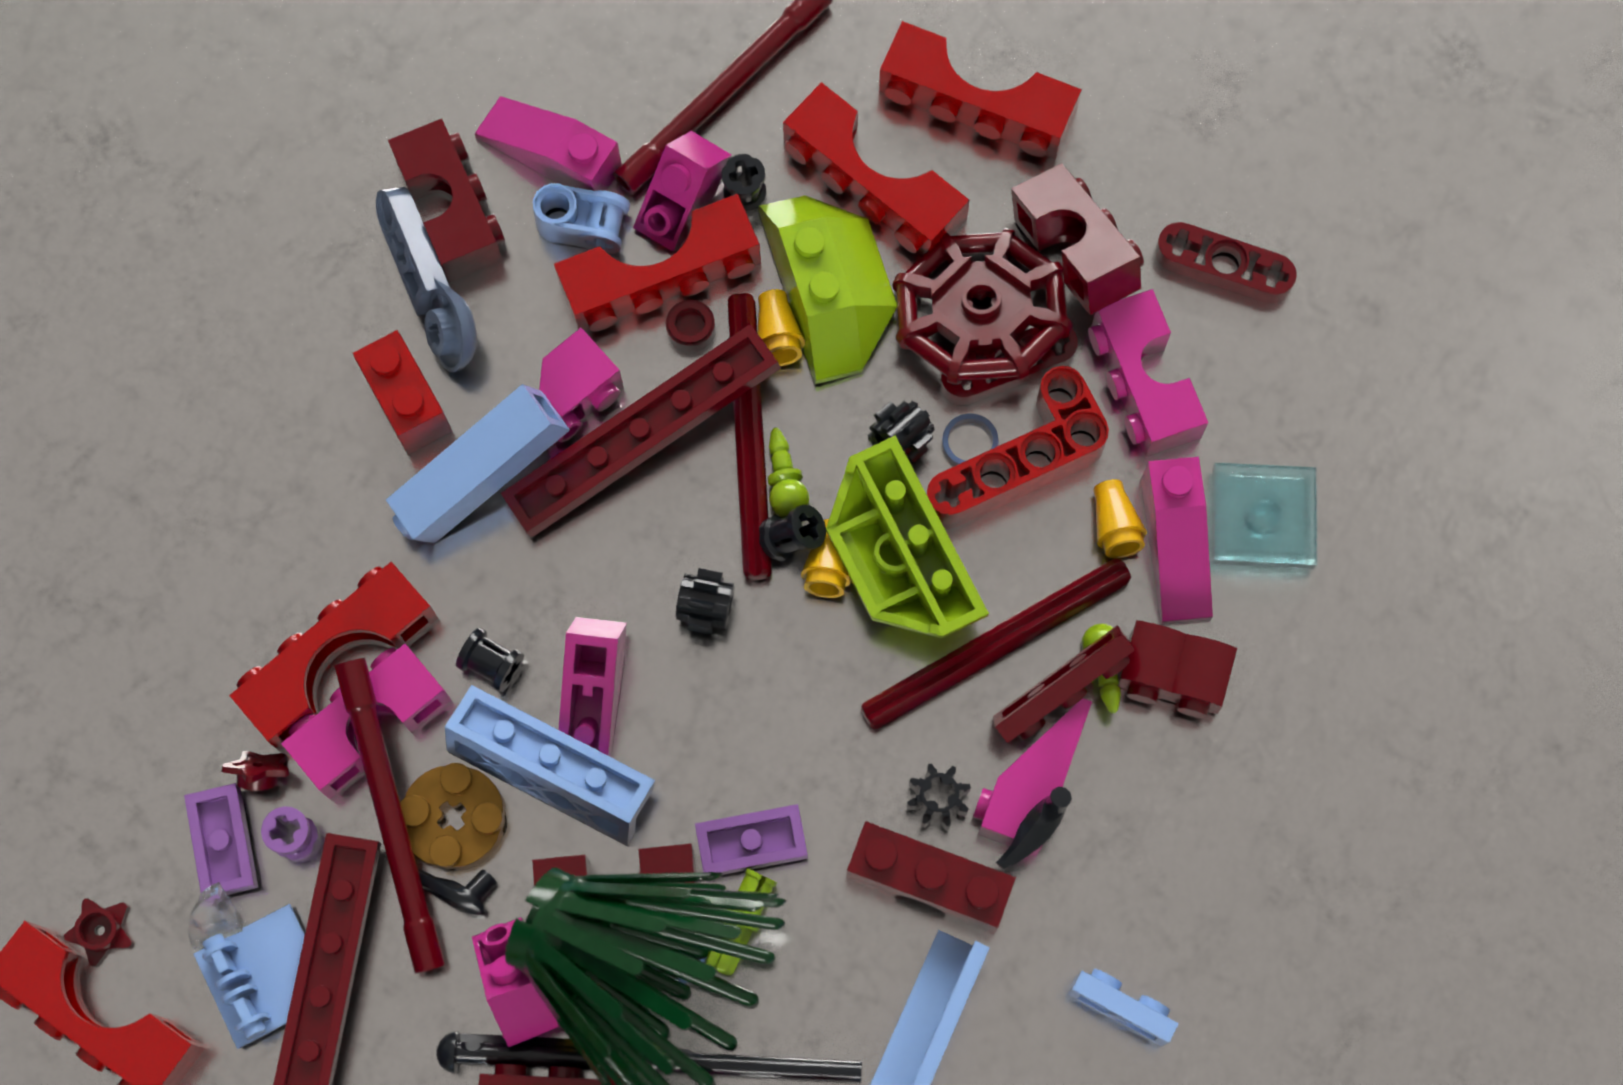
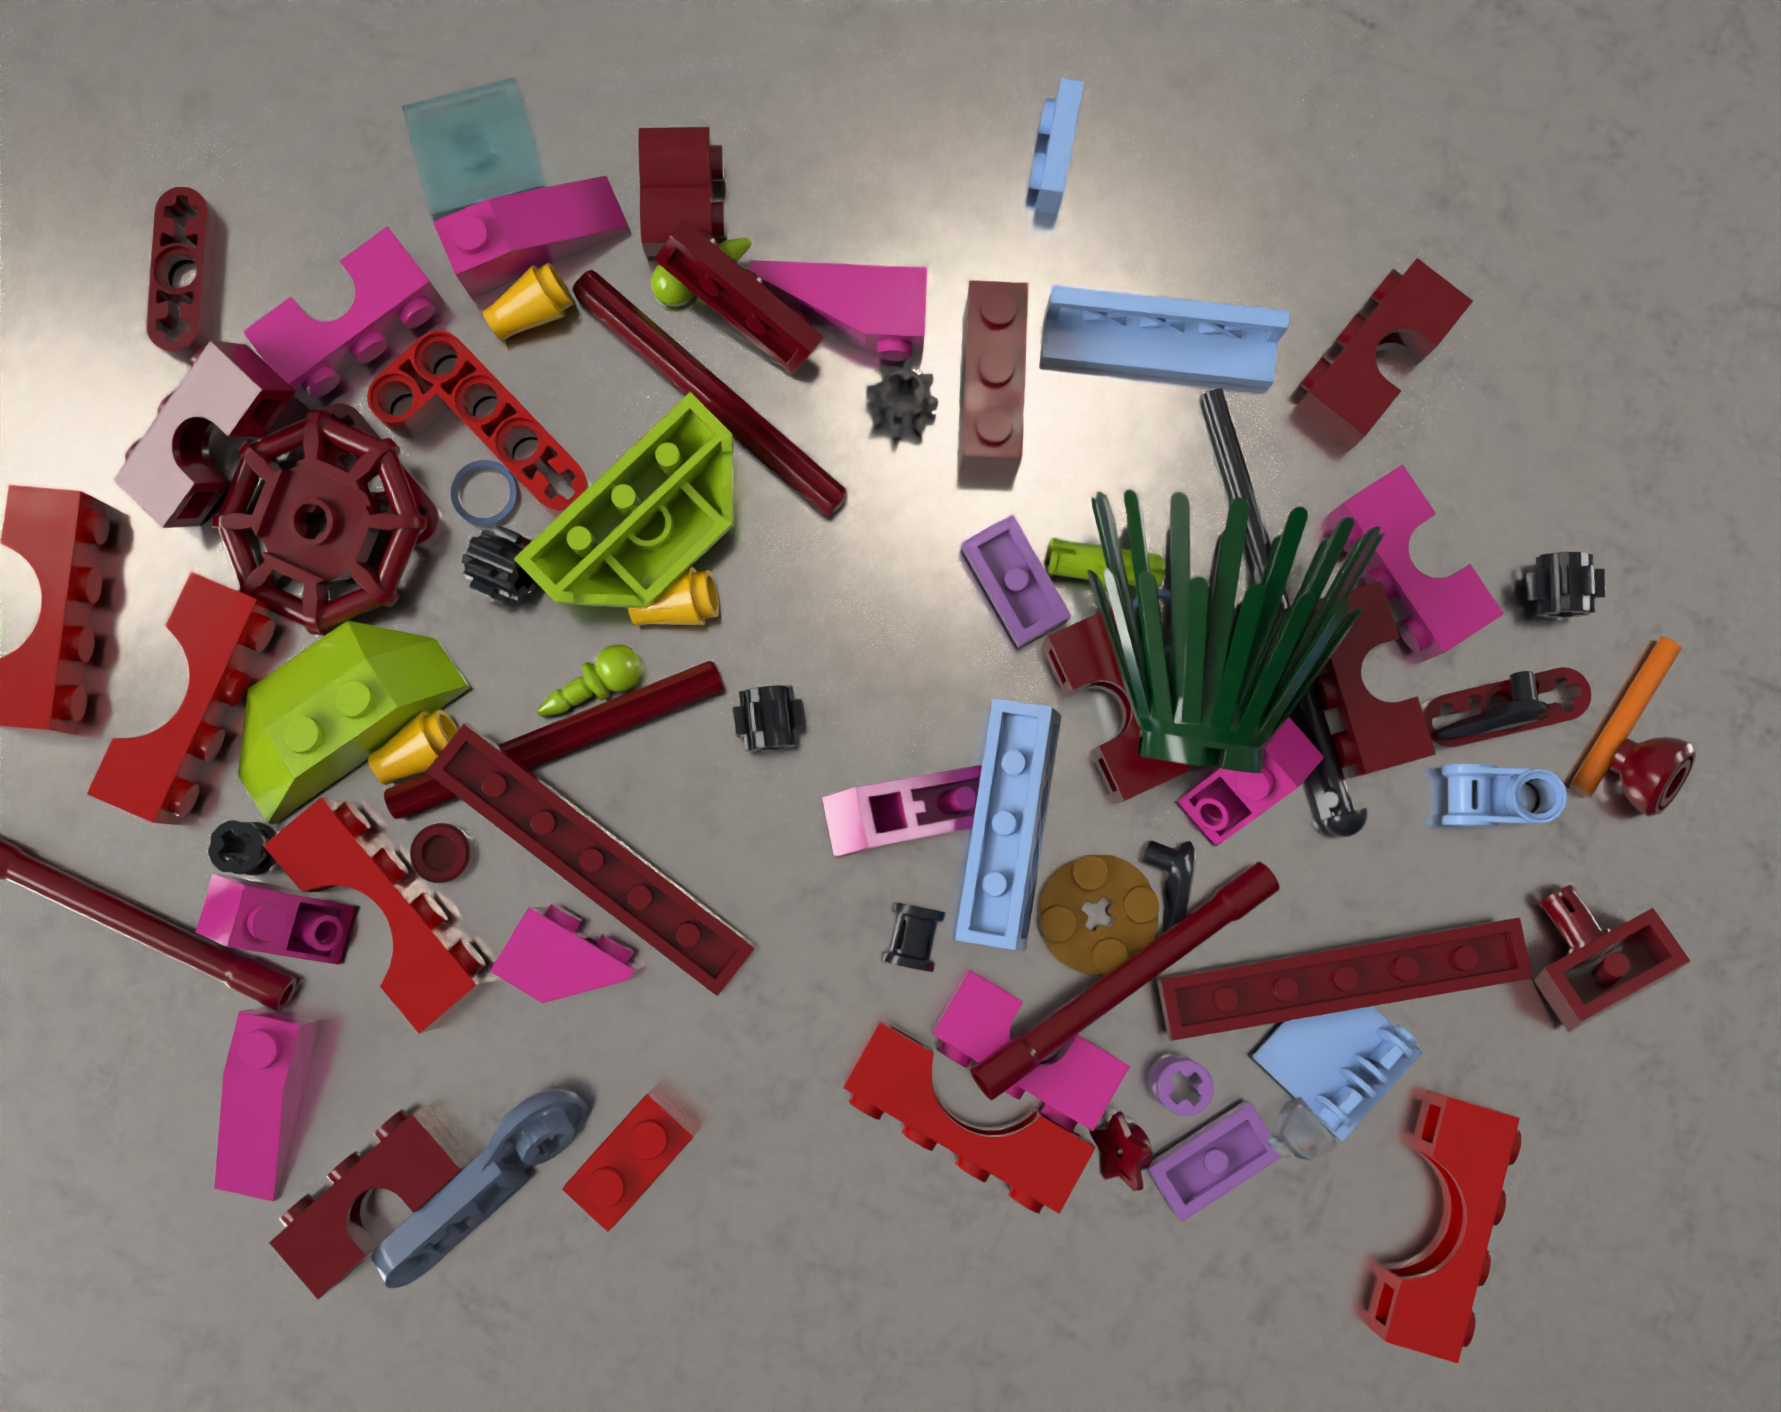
camera: 115 degrees left, 10 degrees up
(85, 930) = (1367, 1263): dark red plate -> none
(476, 465) = (697, 1030): light blue brick -> none
(584, 216) = (346, 1022): light blue piece -> none
(792, 532) = (659, 646): black bush -> none
(1037, 827) = (906, 272): black bar -> none

